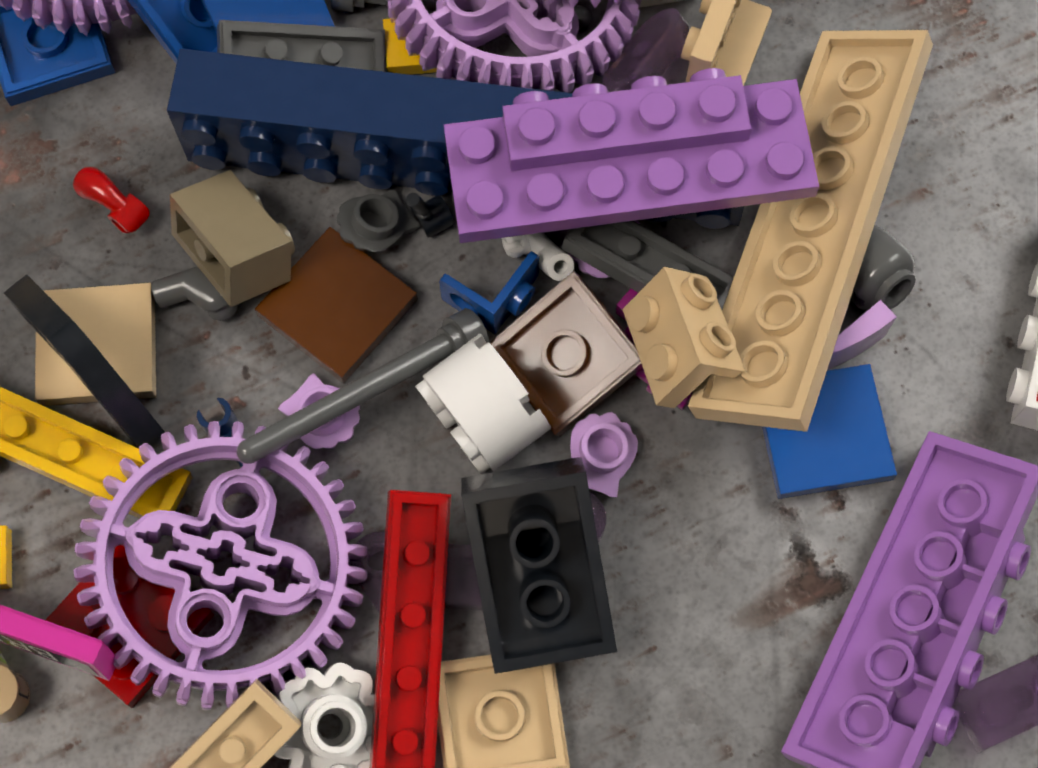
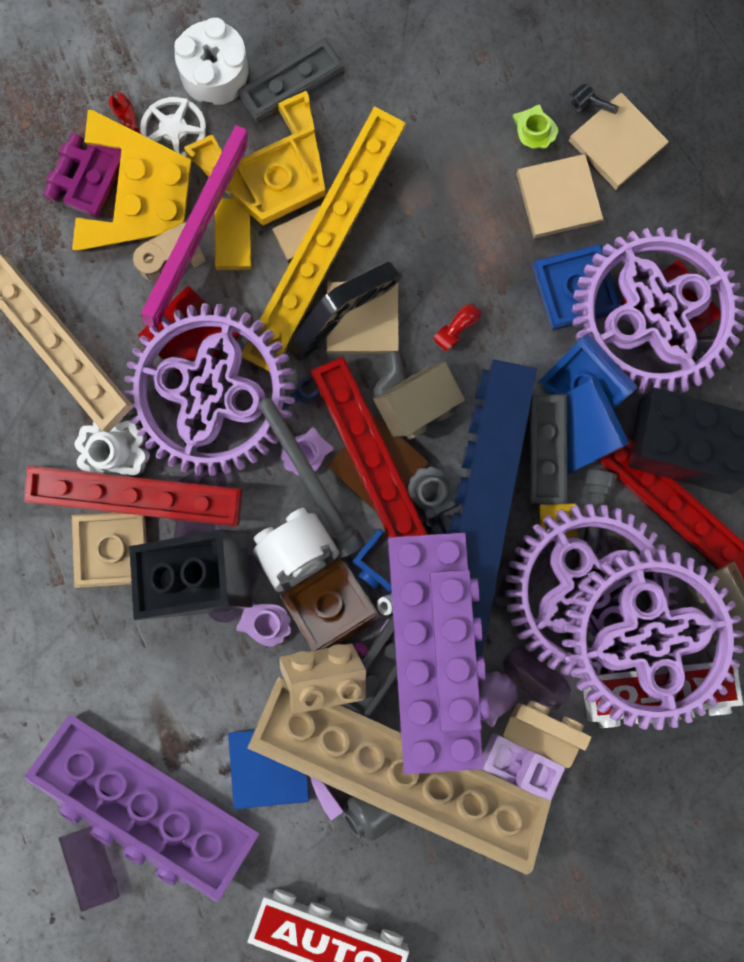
camera: 90 degrees right, 10 degrees up
(322, 310) = (367, 450): none -> red tile
(783, 53) = (521, 767): none -> lavender slope

